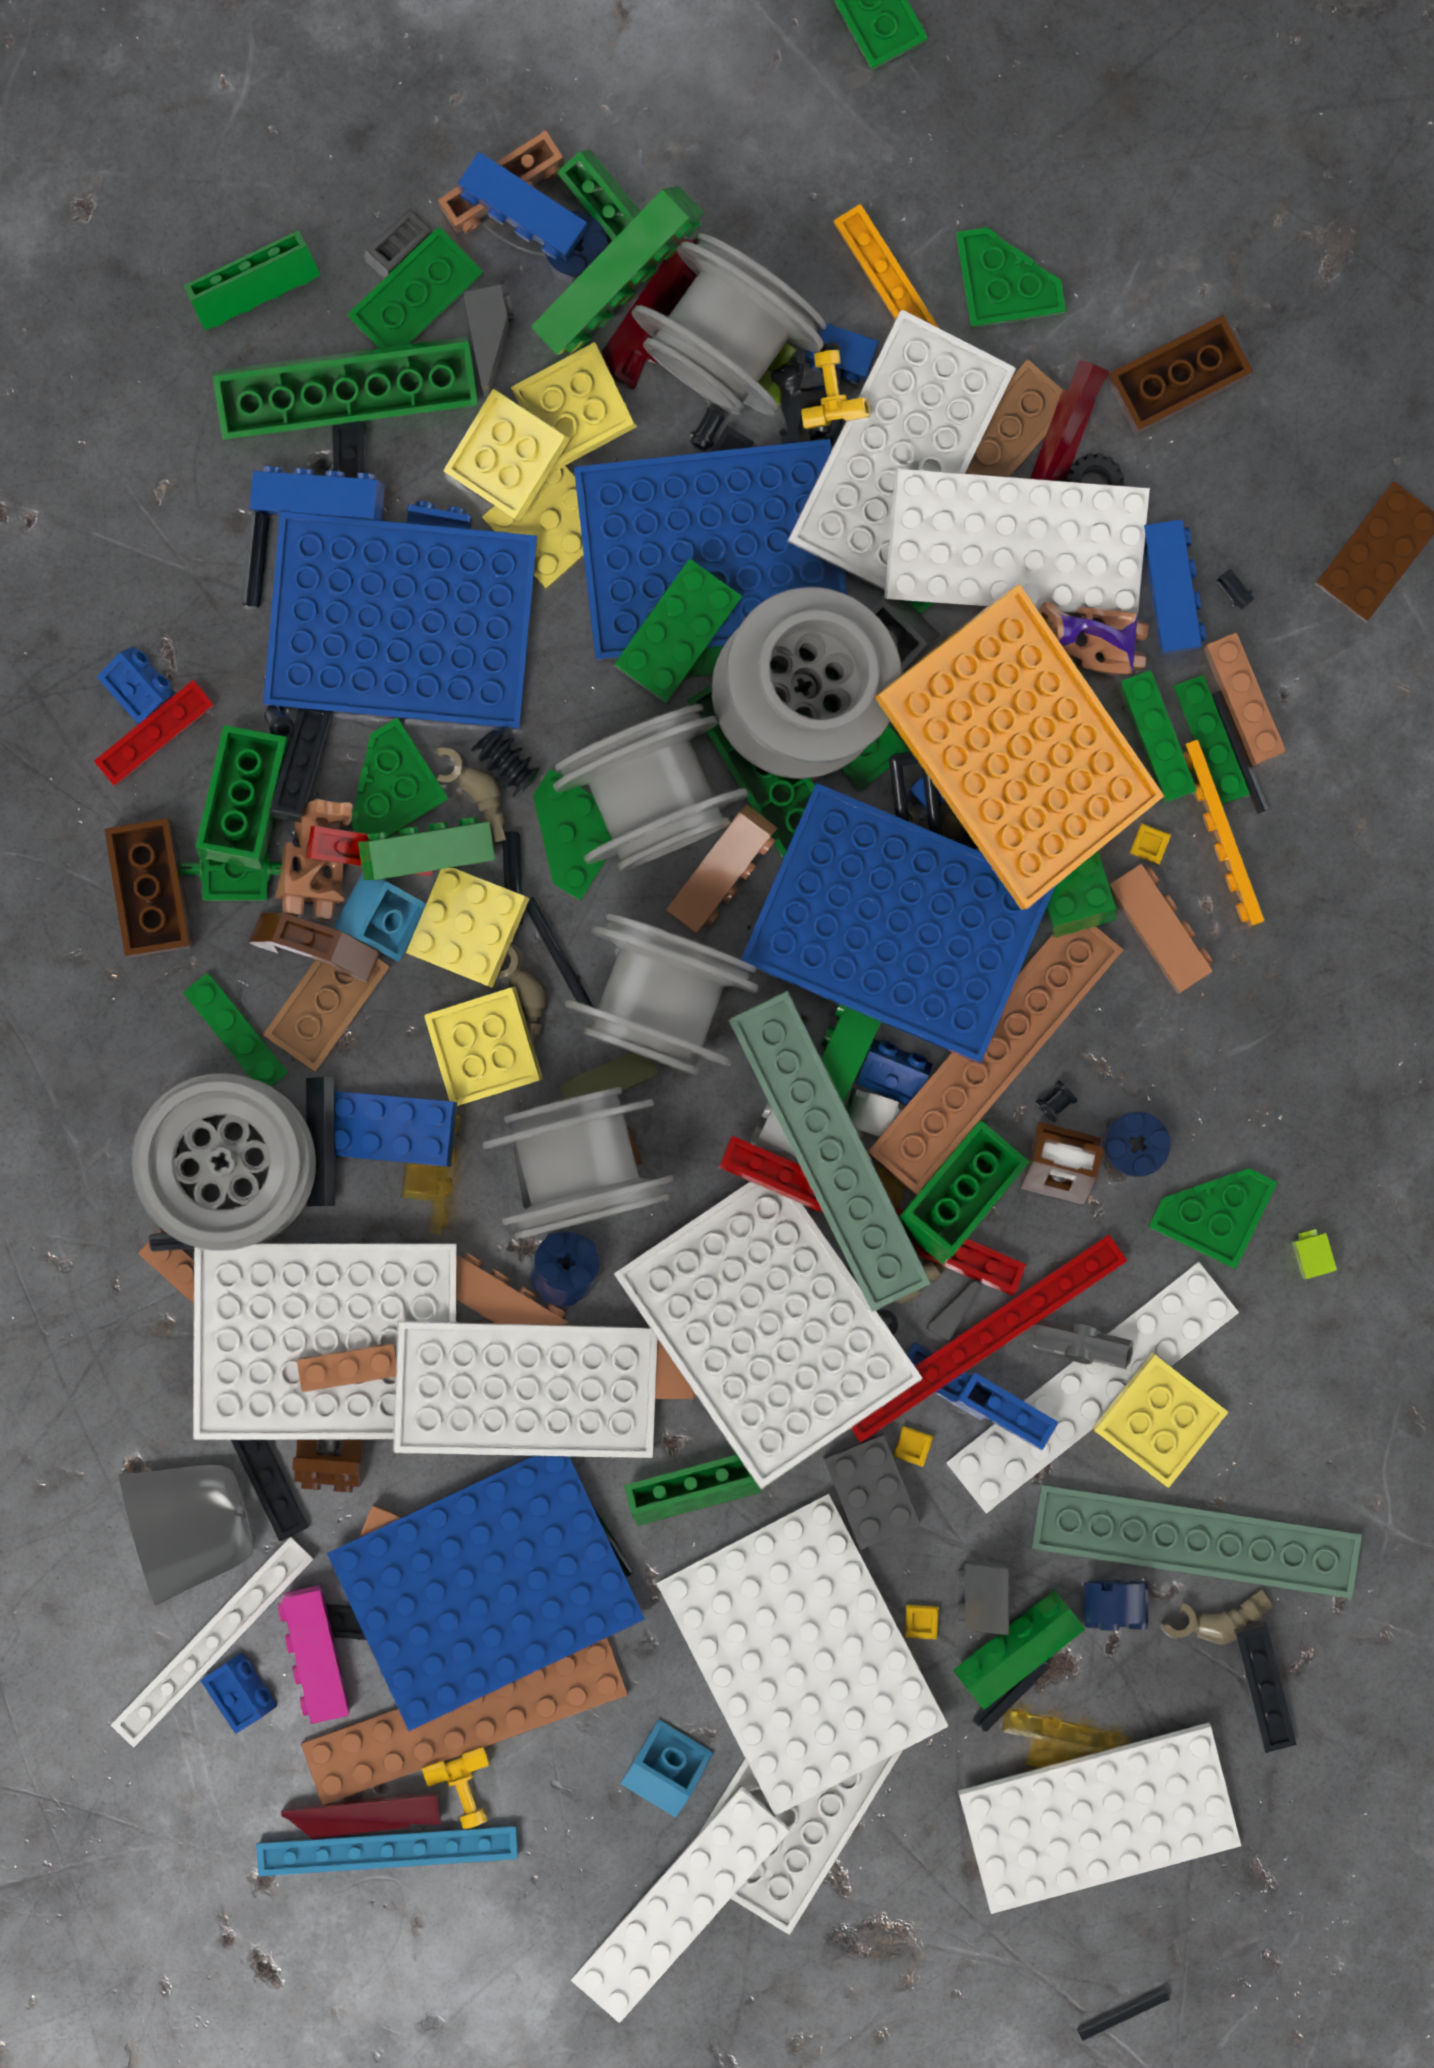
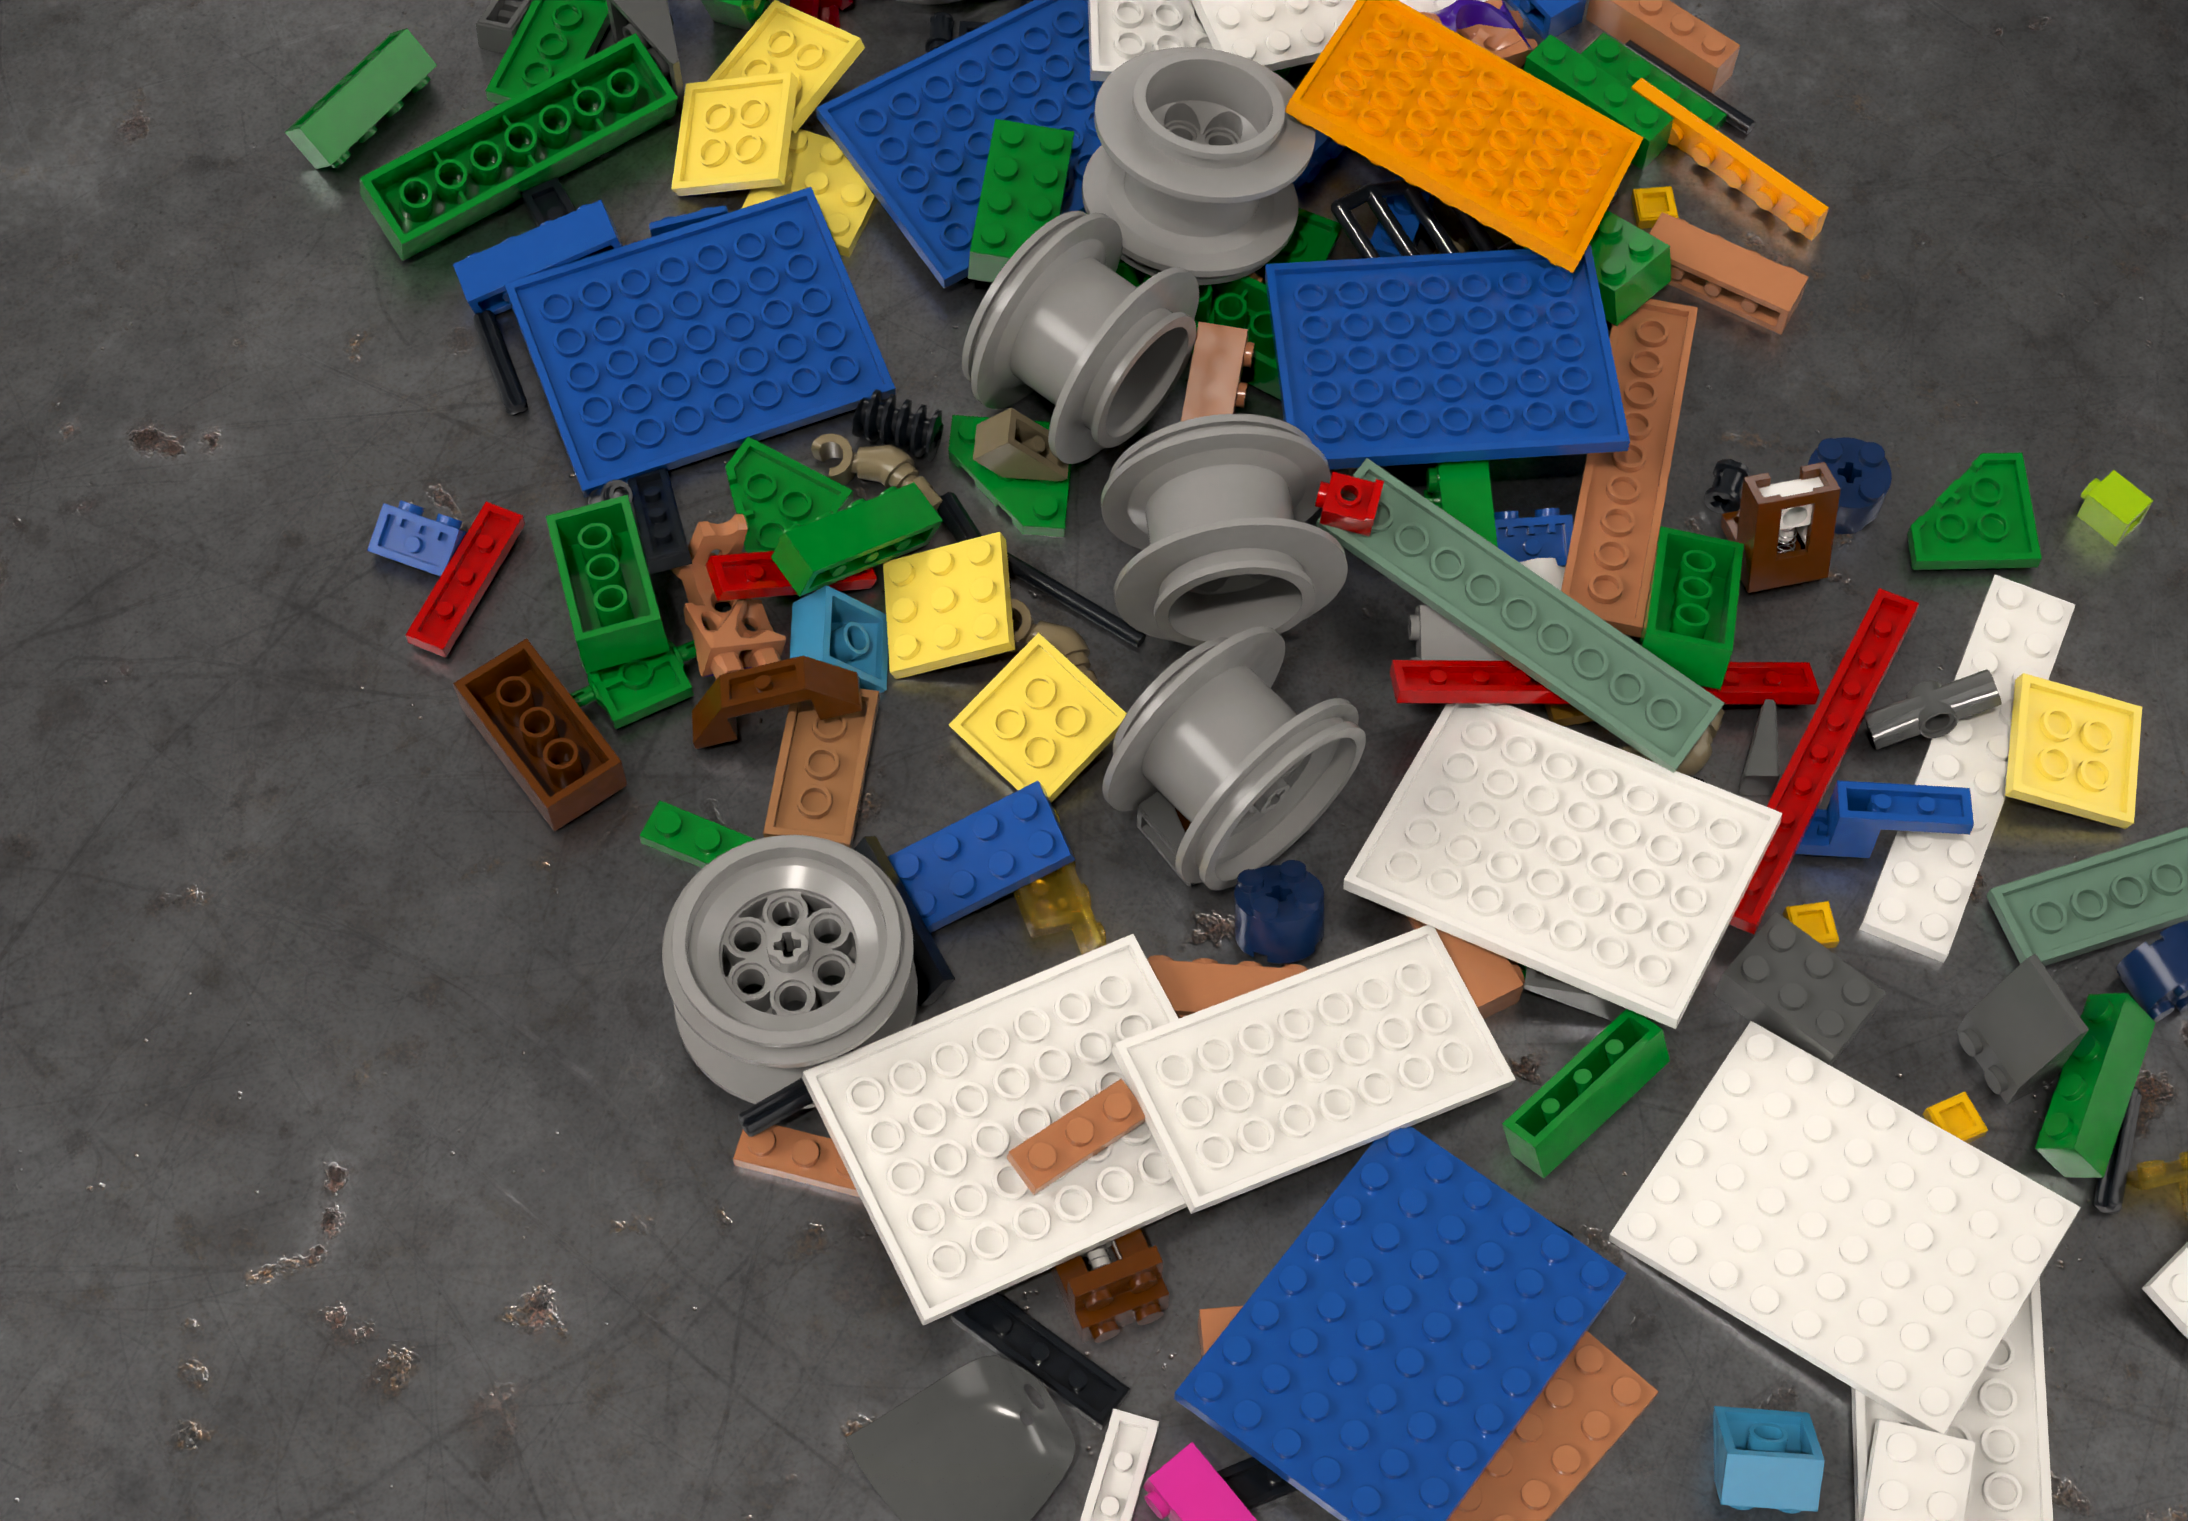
camera: 30 degrees left, 25 degrees down
(573, 830) = (1017, 448): none -> dark tan slope
(765, 1023) = (1352, 515): none -> red brick

